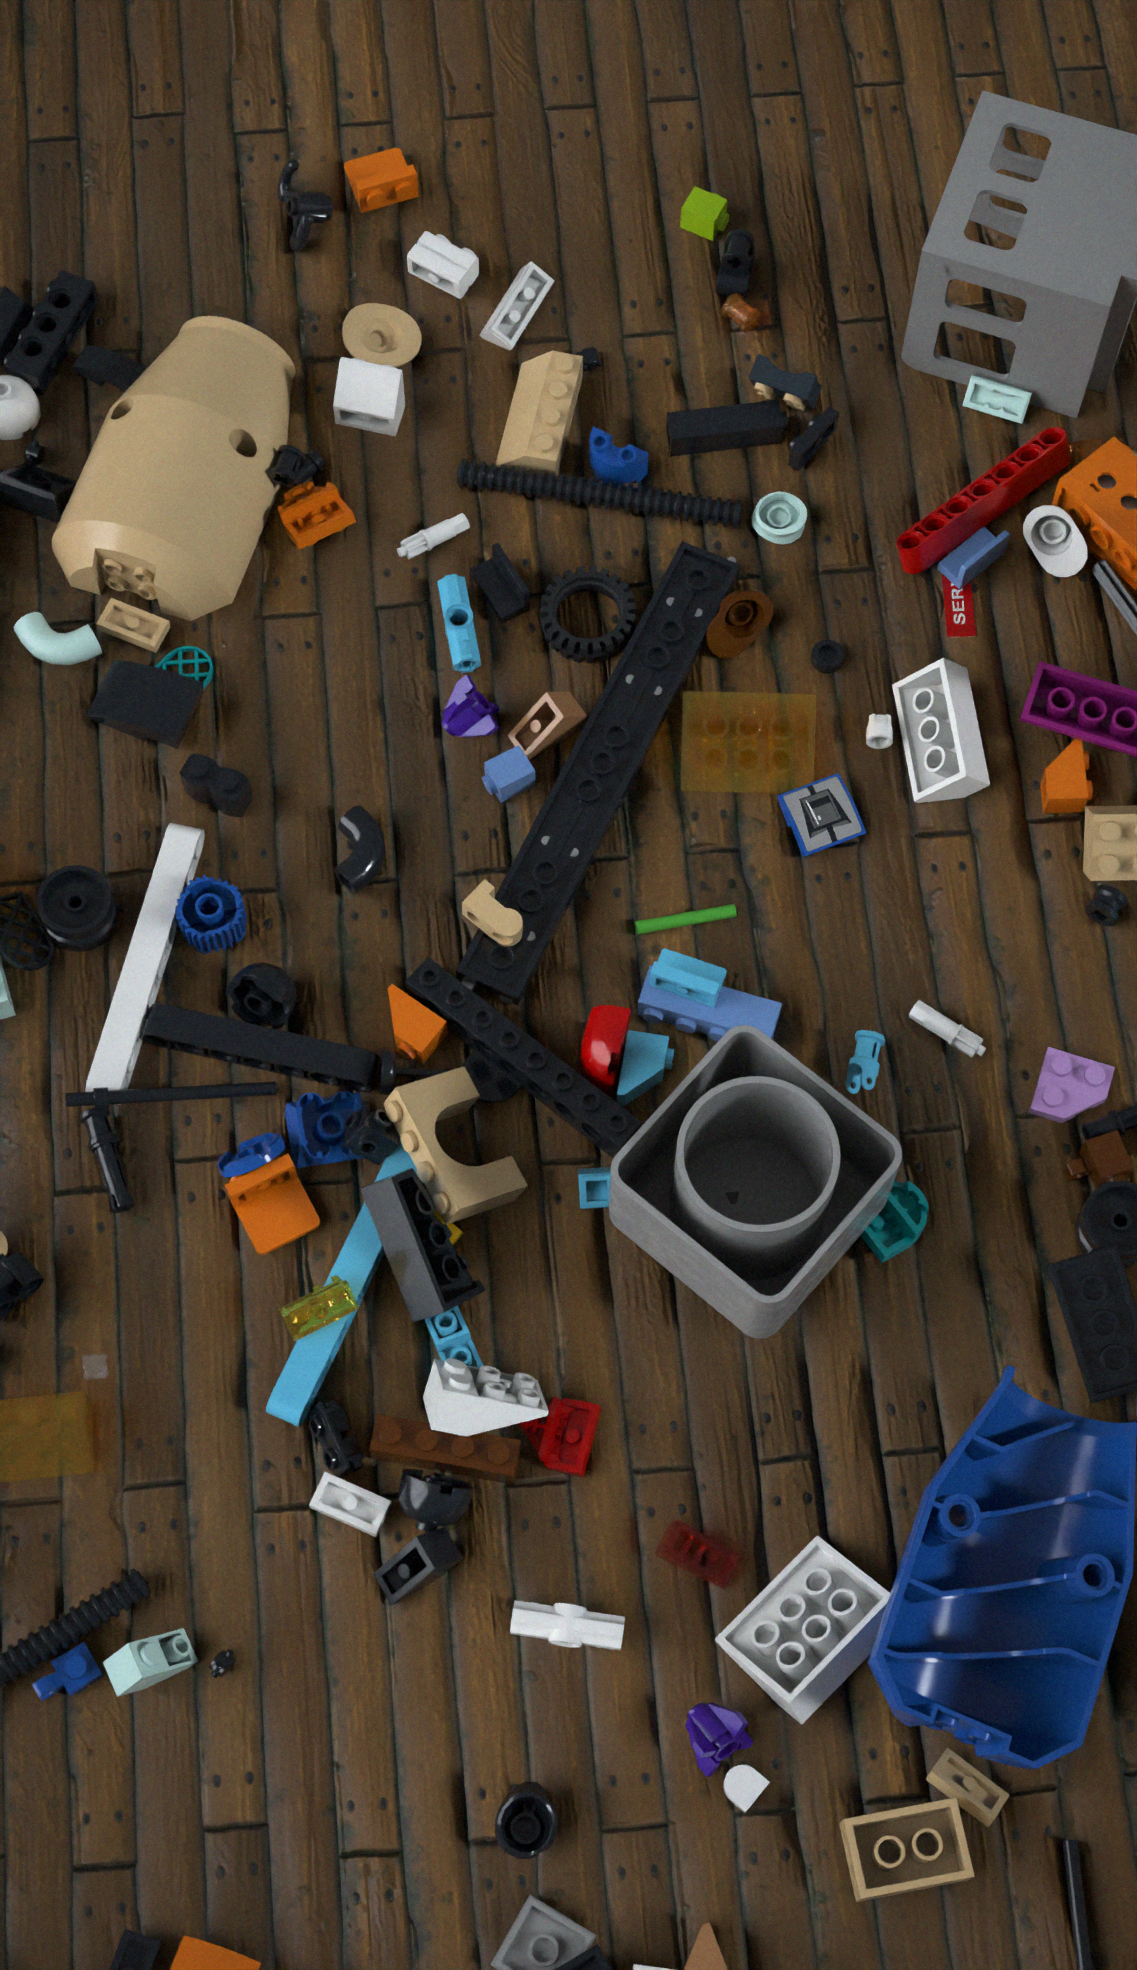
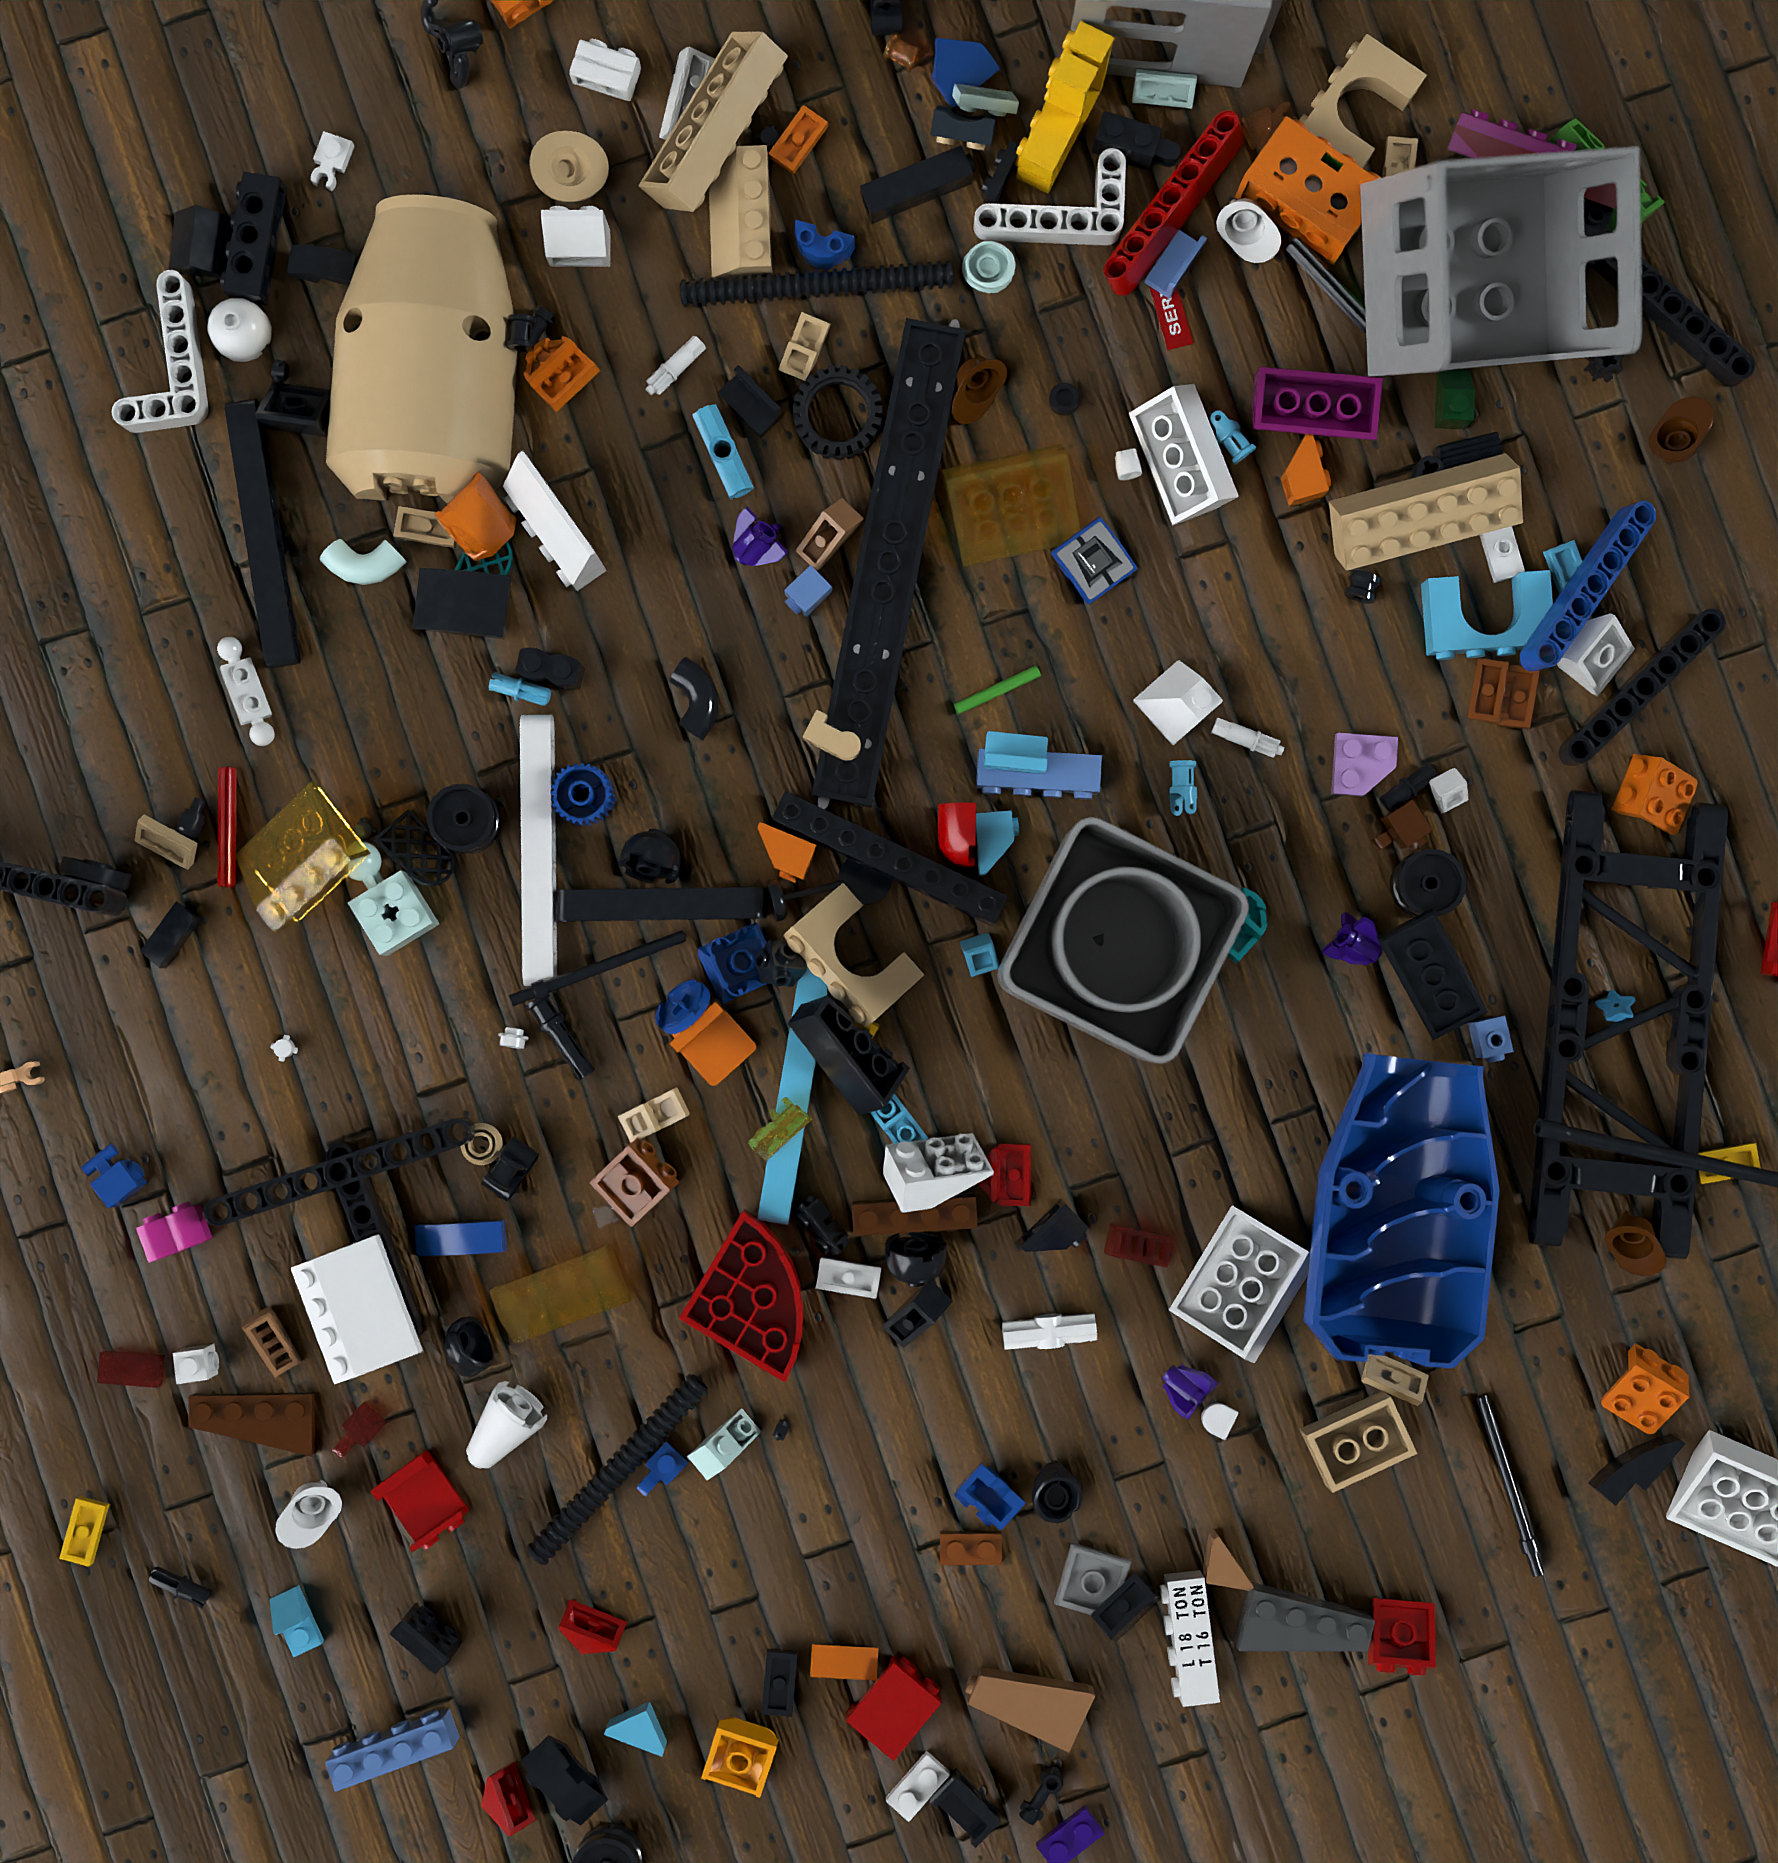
camera: 15 degrees left, 20 degrees up
(55, 1149) = (513, 1038): none -> white plate
(140, 1333) = (635, 1181): none -> dark orange plate
(150, 281) = (332, 156): none -> white plate
(177, 799) = (519, 689): none -> medium azure axle
(184, 1271) = (654, 1115): none -> tan slope
(186, 624) = (478, 519): none -> orange slope
(232, 1495) = (751, 1298): none -> red brick
(262, 645) = (552, 524): none -> white slope
(406, 1868) = (970, 1548): none -> dark orange plate
(445, 1803) = (990, 1495): none -> blue cylinder
(536, 325) = (713, 121): none -> tan brick
(572, 547) = (804, 346): none -> tan slope
(602, 1505) = (1054, 1230): none -> black slope
(616, 364) = (798, 139): none -> orange plate
(797, 338) = (960, 64): none -> blue slope
(802, 363) = (995, 101): none -> light aqua plate
(865, 487) = (1063, 215): none -> white beam
(880, 976) = (1177, 701): none -> white slope
(900, 381) = (1069, 98): none -> yellow piece
(954, 437) = (1136, 140): none -> black brick
(993, 725) = (1226, 431): none -> medium azure piece
(1023, 1270) = (1355, 941): none -> dark purple brick

